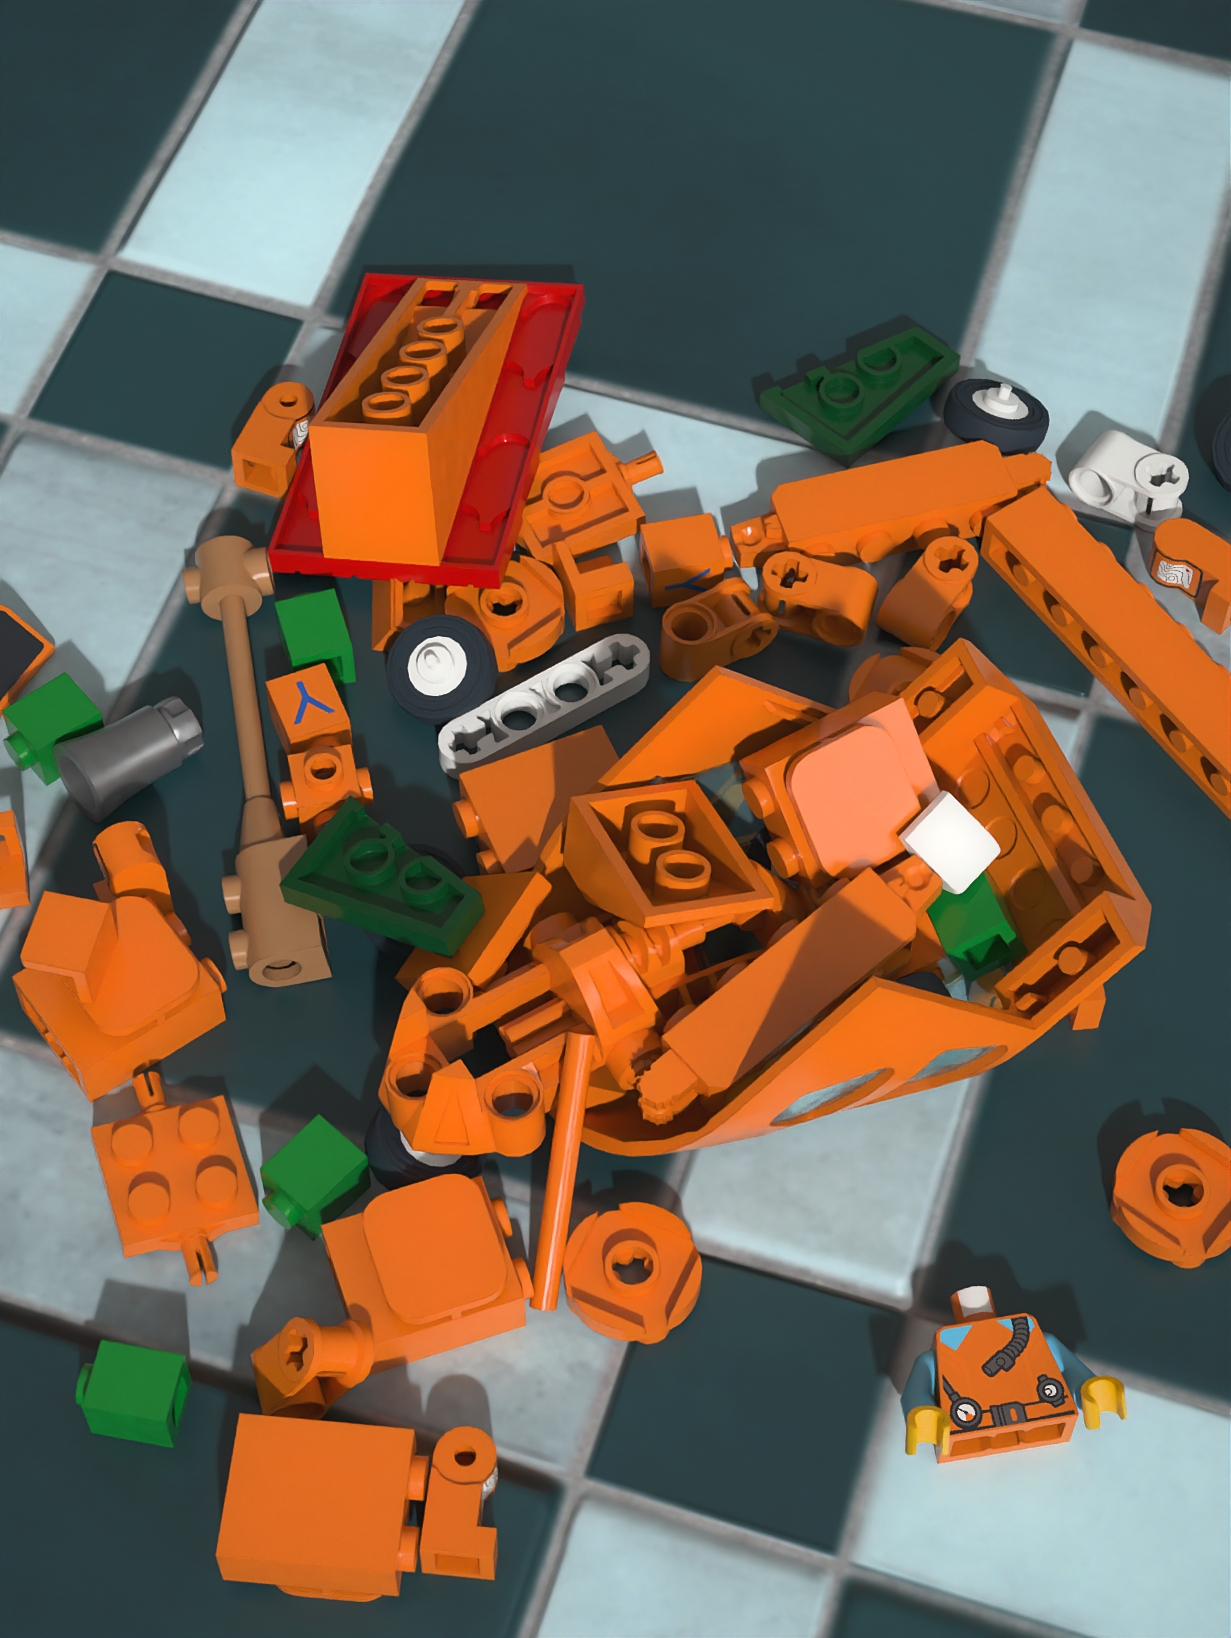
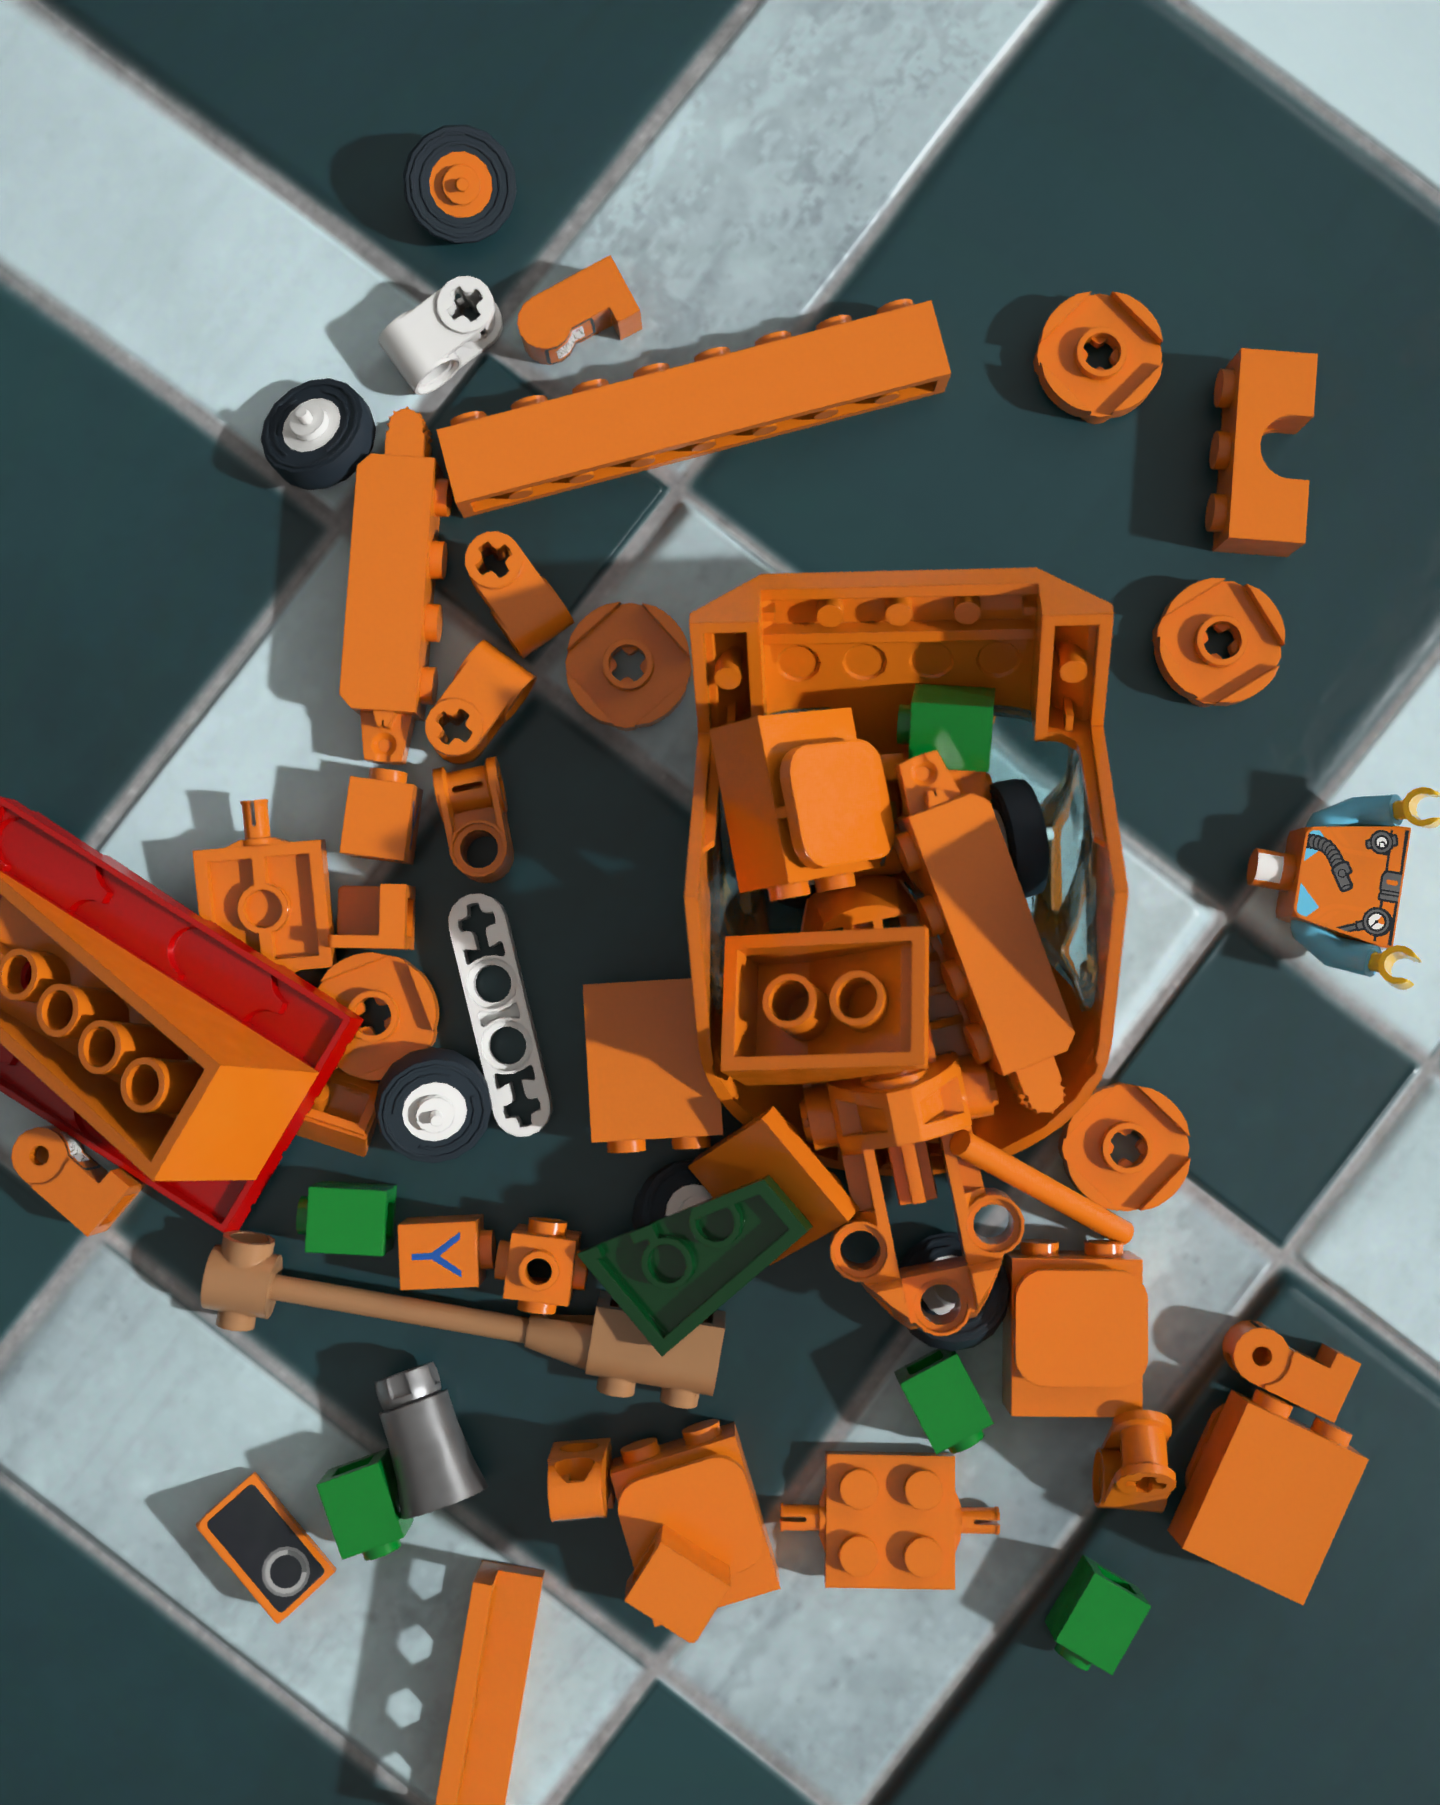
camera: 70 degrees left, 30 degrees up
(865, 398) = (234, 554): dark green wing -> none
(950, 842) = (897, 725): white slope -> none

